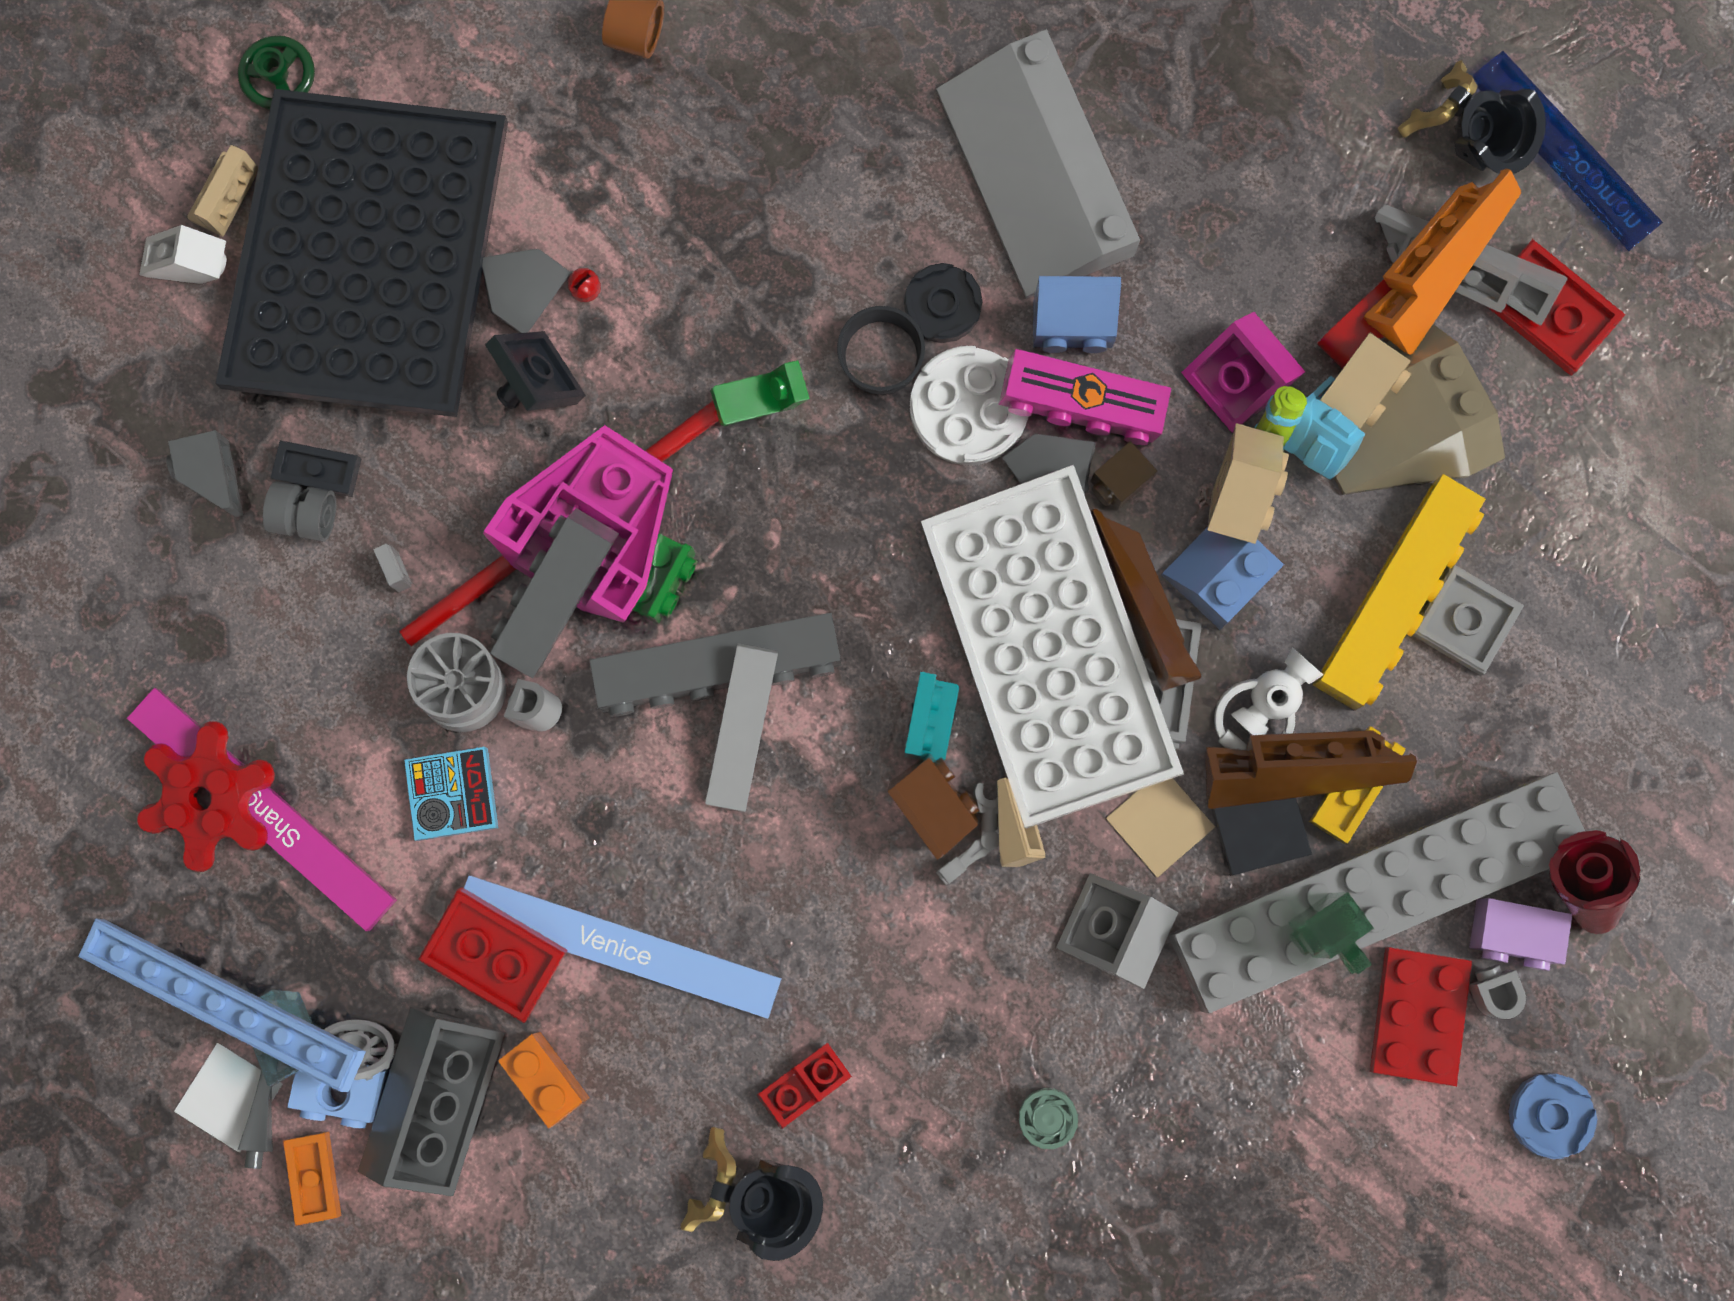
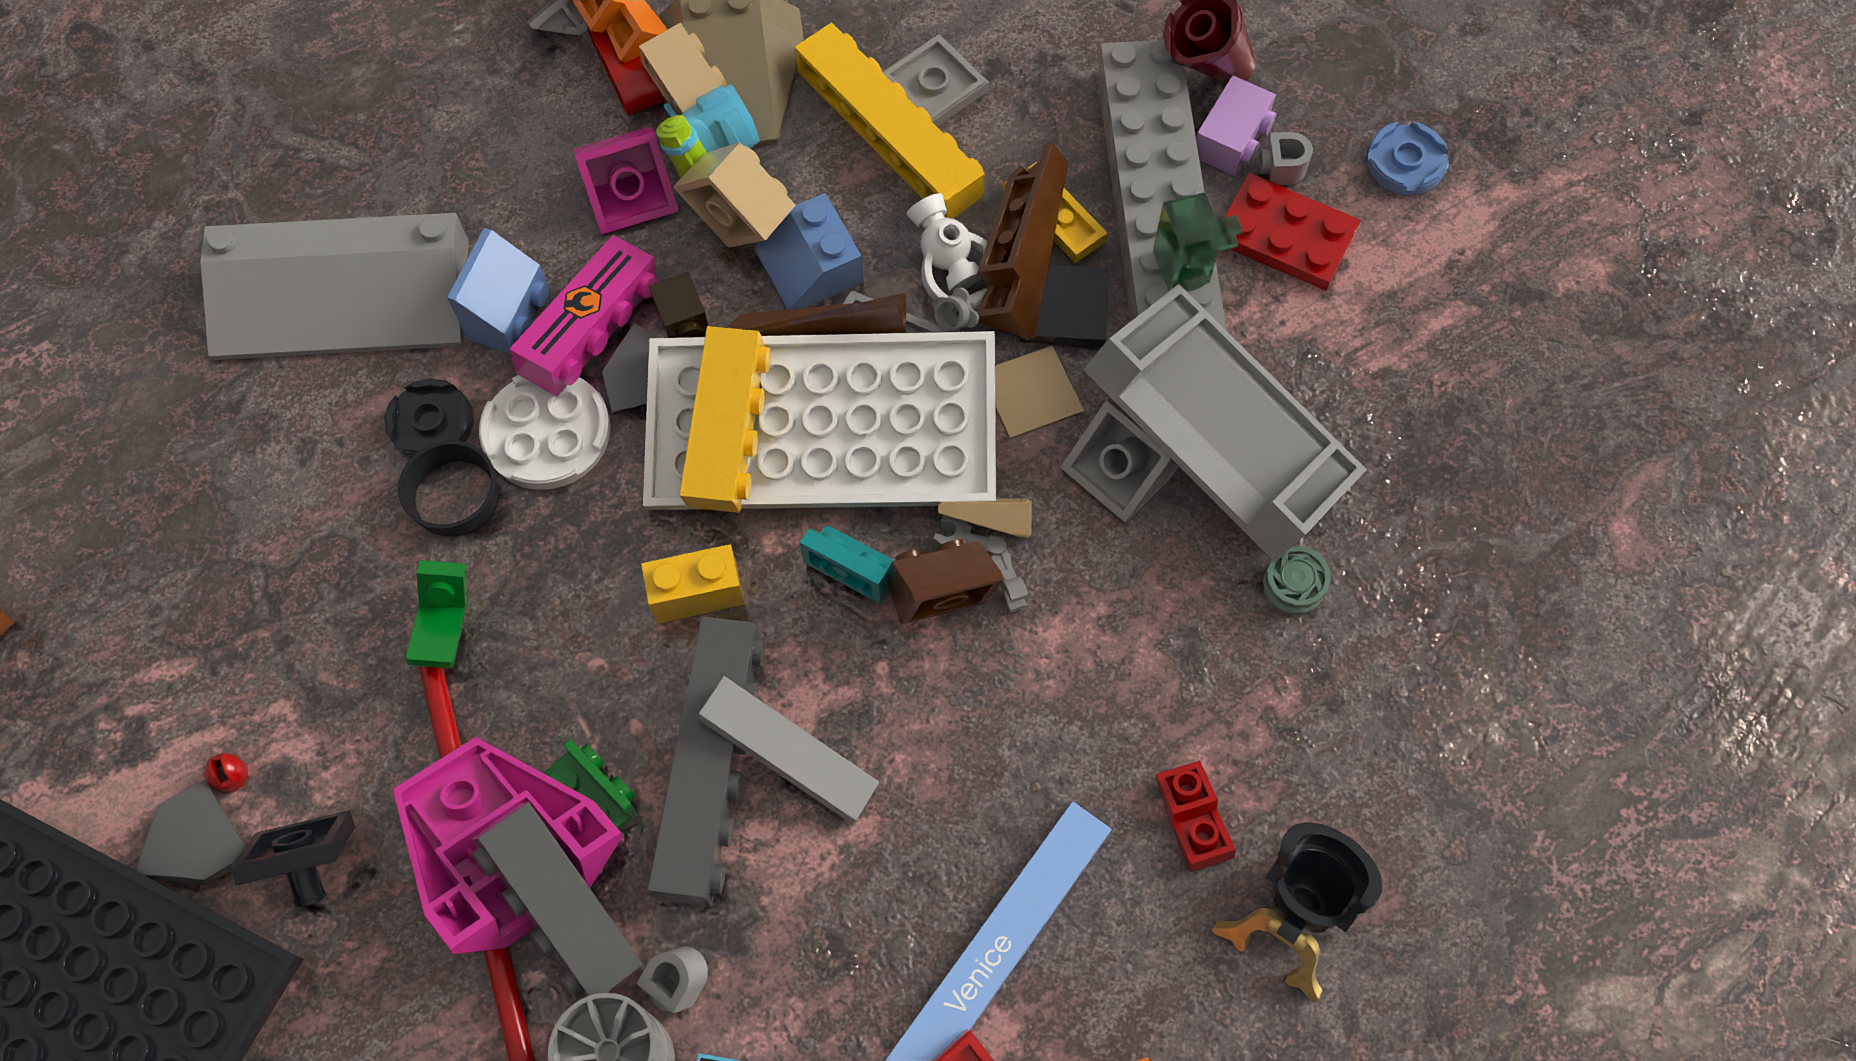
camera: 75 degrees left, 15 degrees down
(863, 592) = (692, 584): none -> yellow brick
(1013, 563) = (724, 420): none -> yellow brick
(1168, 1013) = (1225, 421): none -> light grey slope
(1205, 727) = (945, 311): none -> light grey plate

